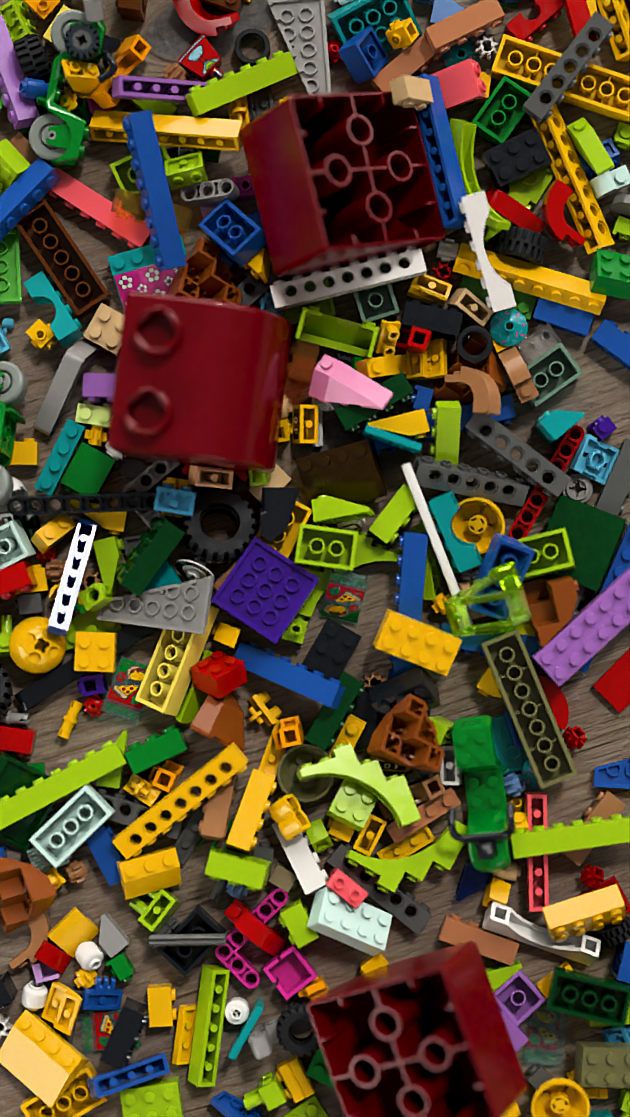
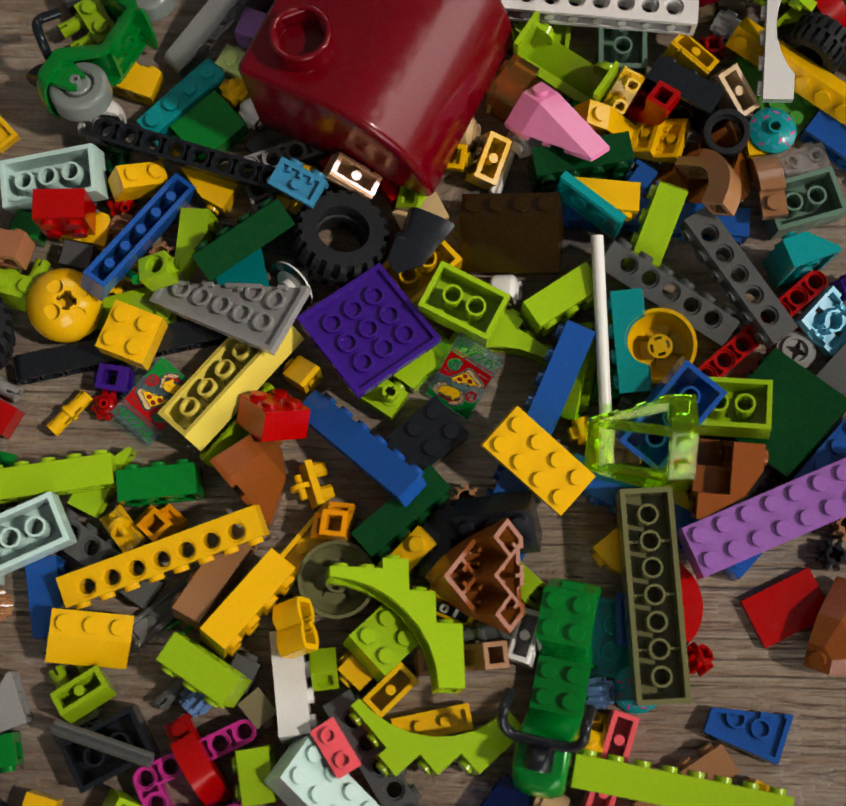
camera: 15 degrees right, 10 degrees down
(332, 510) = (496, 269): lime slope -> none
(428, 812) = (477, 687): nougat brick -> none

